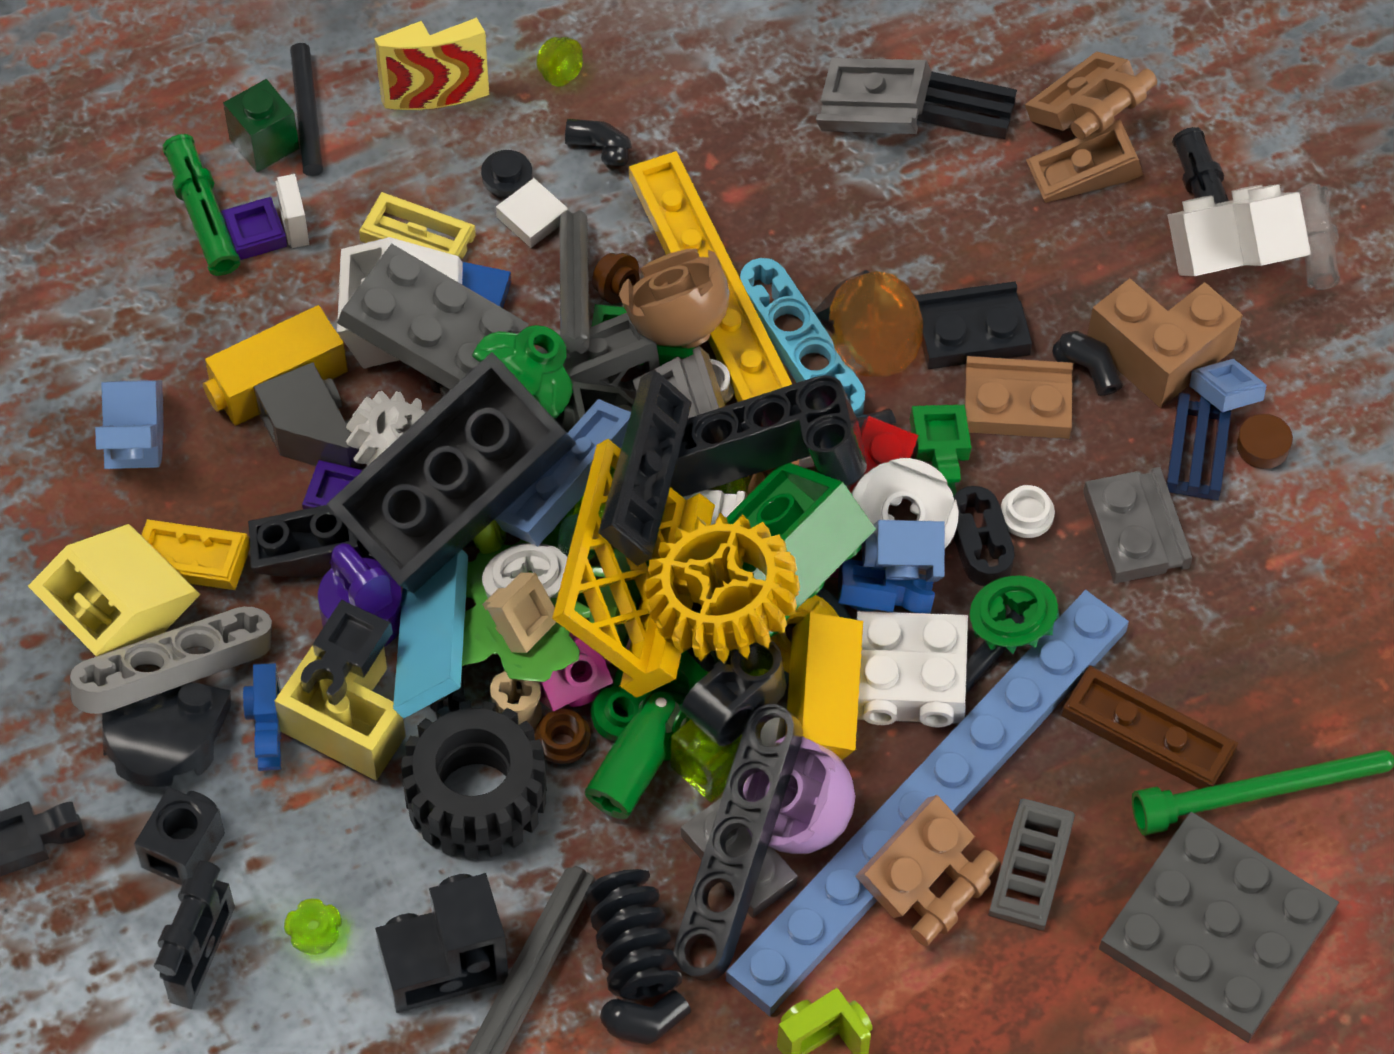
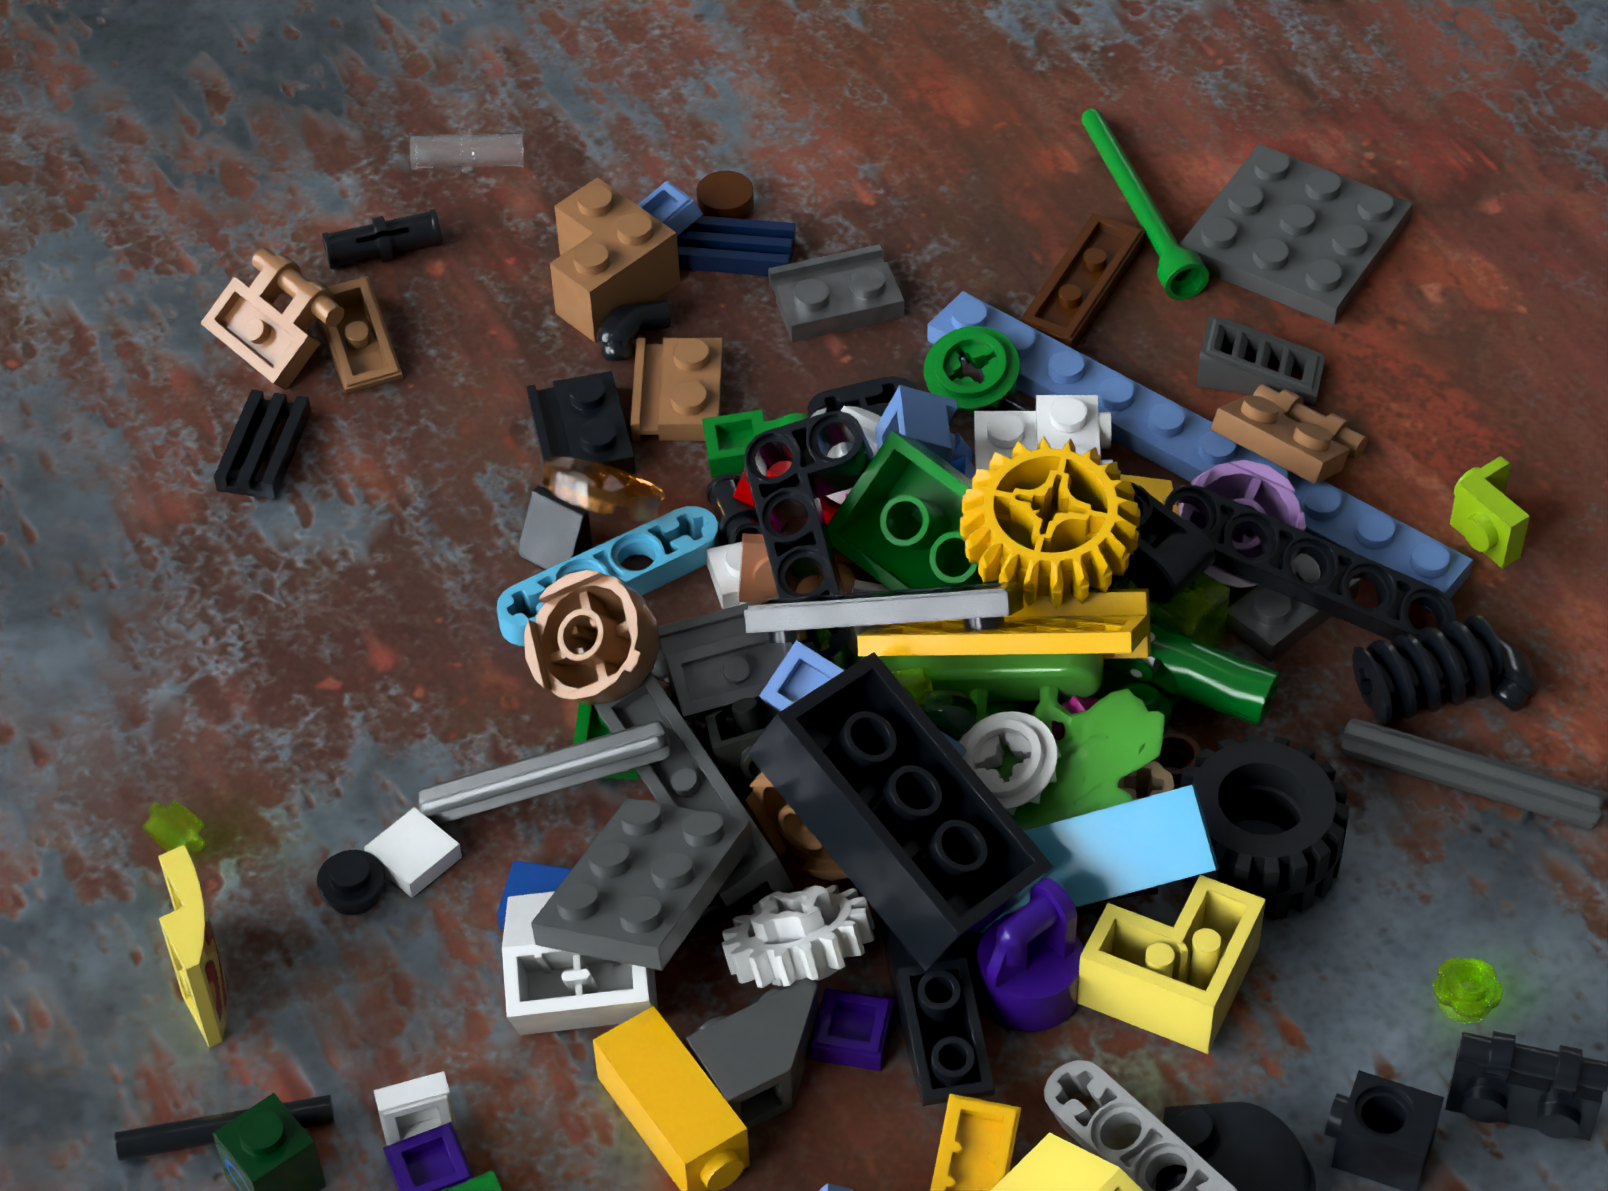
camera: 90 degrees left, 10 degrees down
(260, 706) = (1193, 1056): blue plate -> none
(346, 645) = (1141, 915): black plate -> none
(380, 227) = (422, 1023): light yellow tile -> none
(448, 950) = (1477, 831): black brick -> none
(521, 612) = (1078, 743): tan tile -> none
(537, 371) = (699, 777): green plate -> none
(599, 134) = (292, 784): black arm -> none
(612, 273) = (520, 741): reddish brown plate -> none
(684, 224) = (484, 672): yellow plate -> none
(873, 95) = (258, 509): flat silver plate -> none
(1028, 511) = (829, 369): white plate -> none
(1251, 229) = (477, 180): white brick -> none

